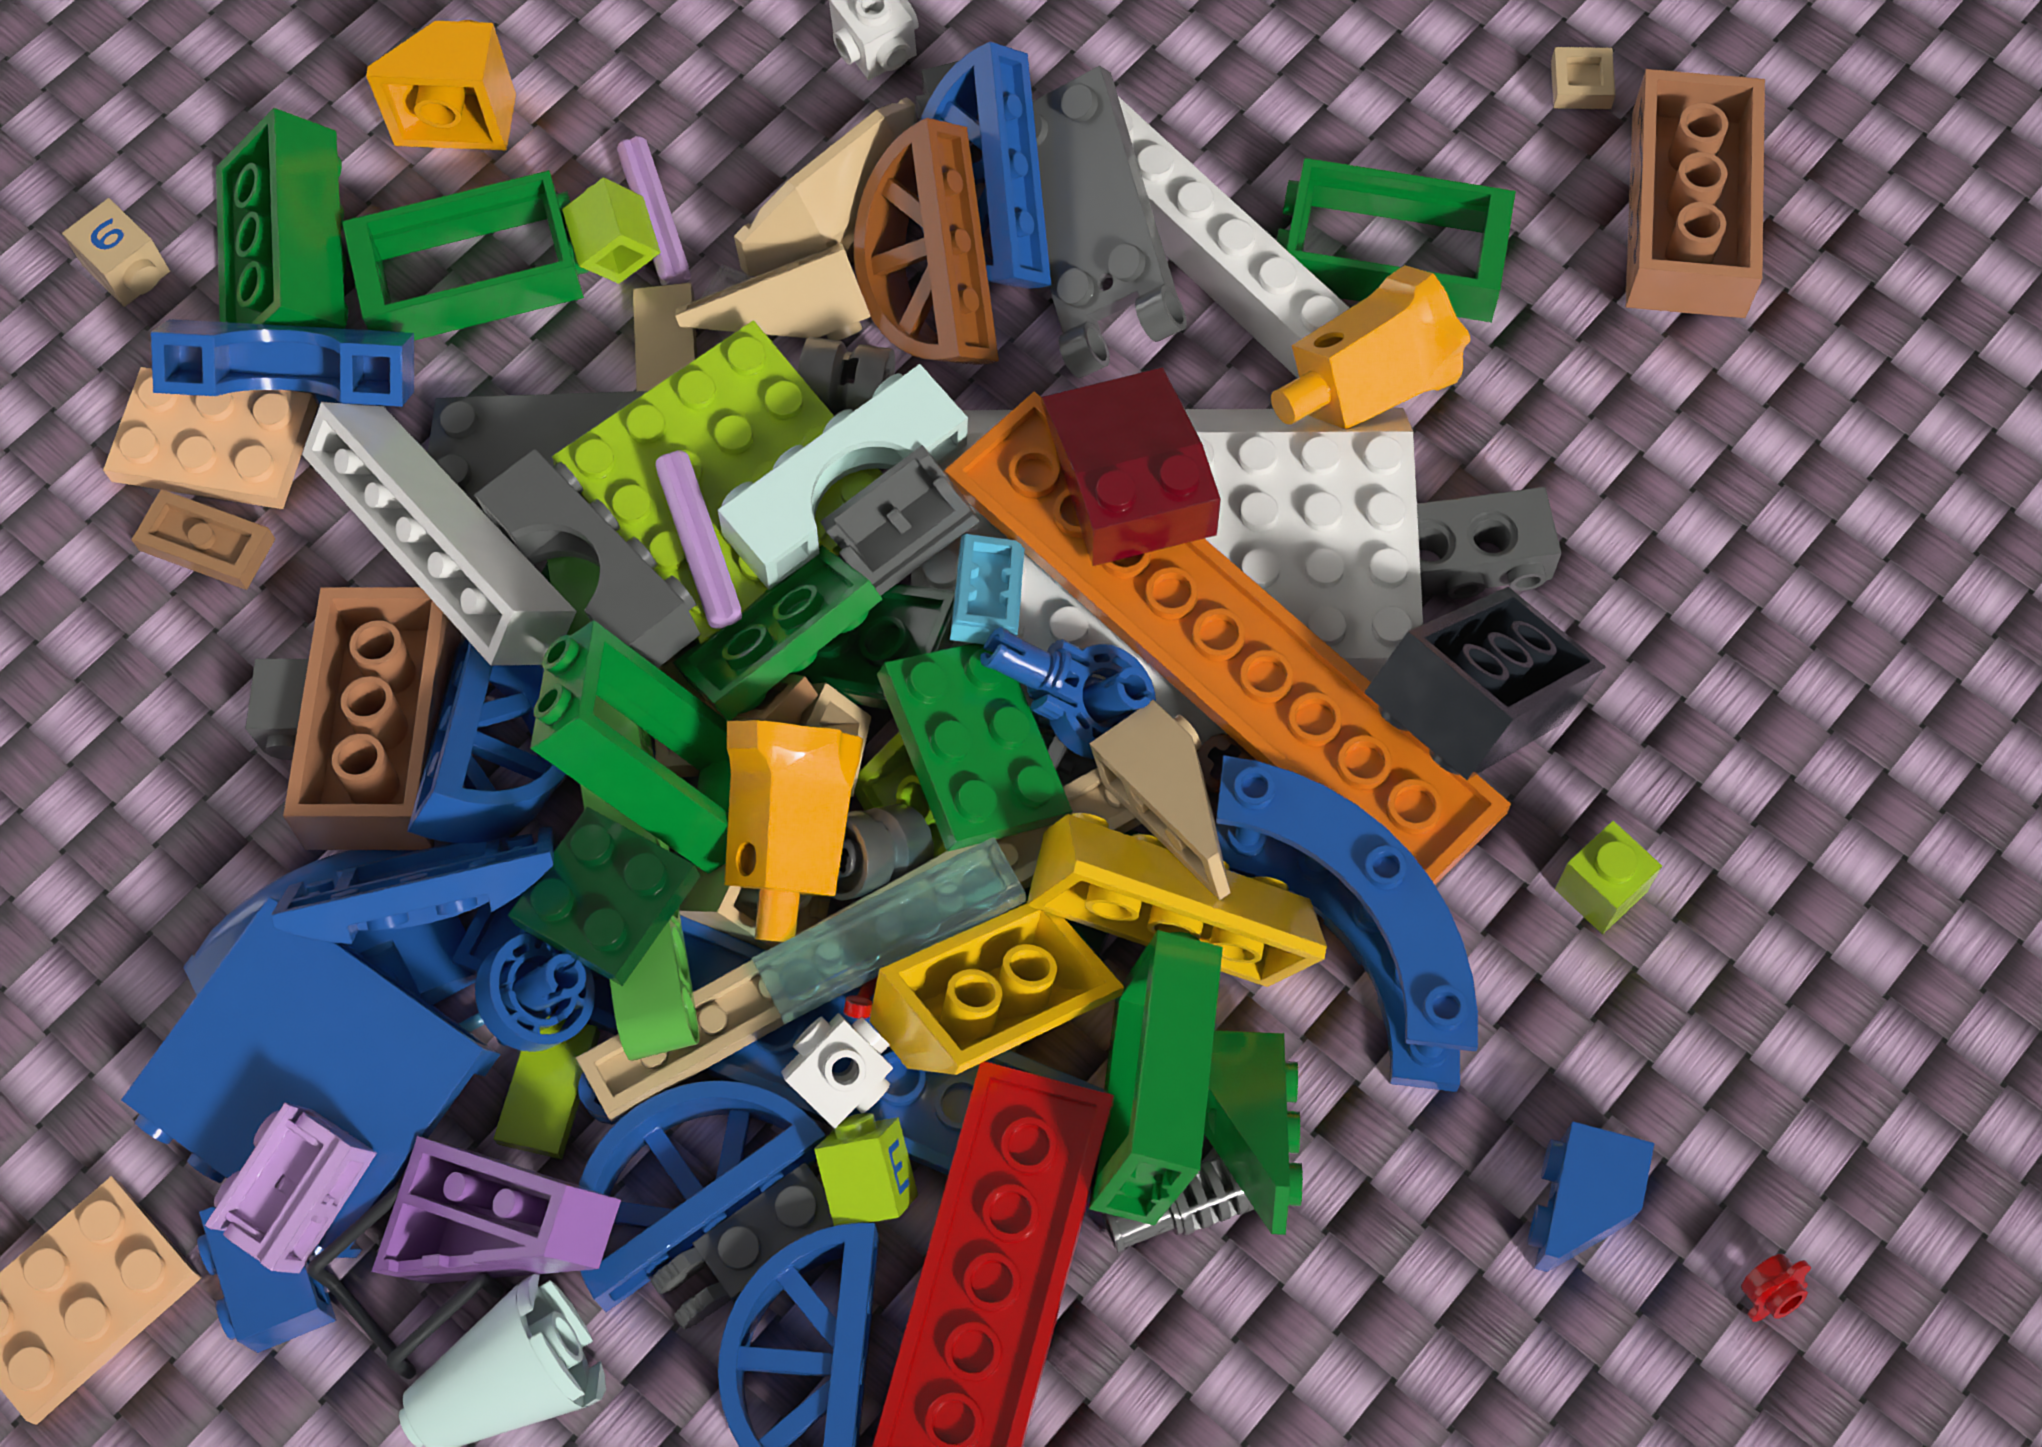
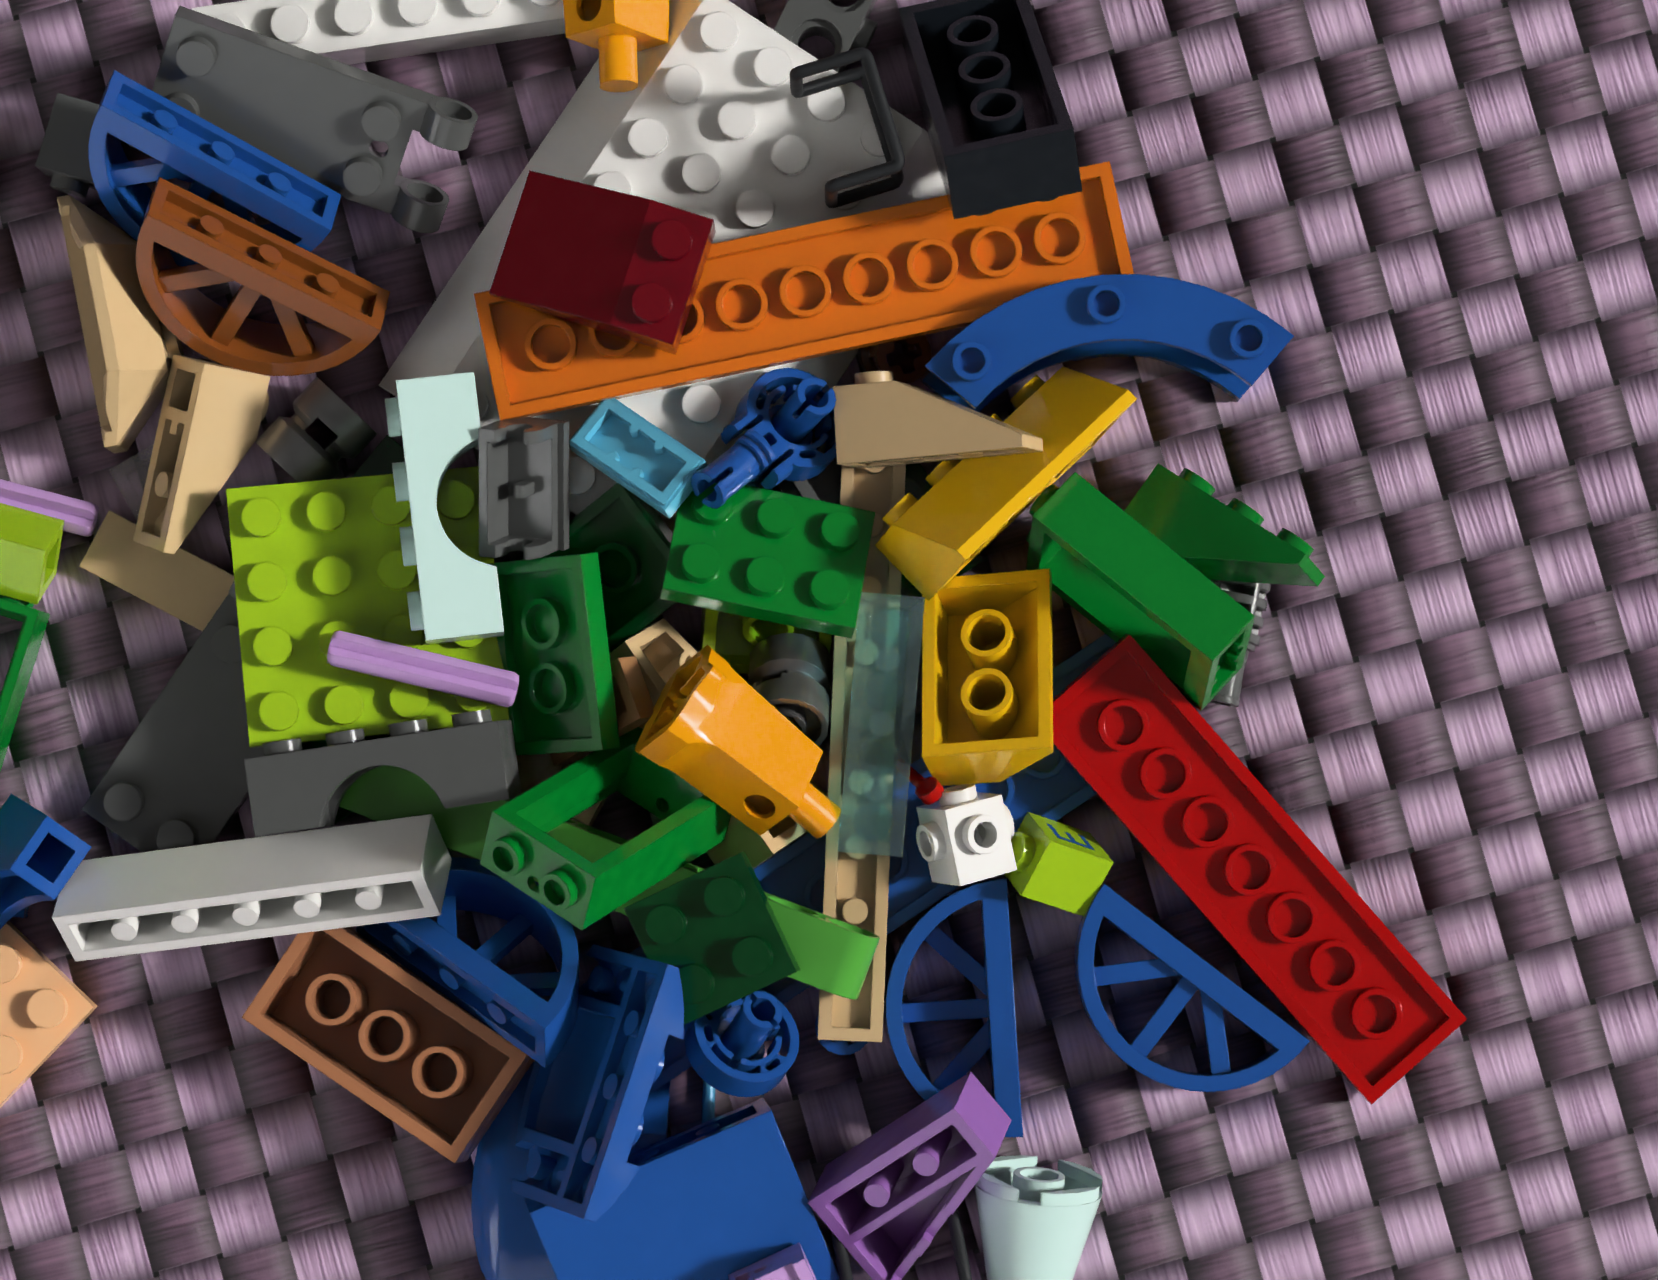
camera: 60 degrees left, 20 degrees up
(203, 539) = (94, 1093): medium nougat plate -> none
(276, 704) = (319, 1108): dark grey brick -> none
(545, 1095) = (820, 1087): lime tile -> none
(746, 1242) = (1044, 984): dark grey hinge -> none
(1416, 564) = (881, 116): none -> black piece
(1593, 1192) = (1432, 312): blue slope -> none
(1607, 877) = (1195, 112): lime brick -> none
(1776, 1287) = (1589, 225): red plate -> none

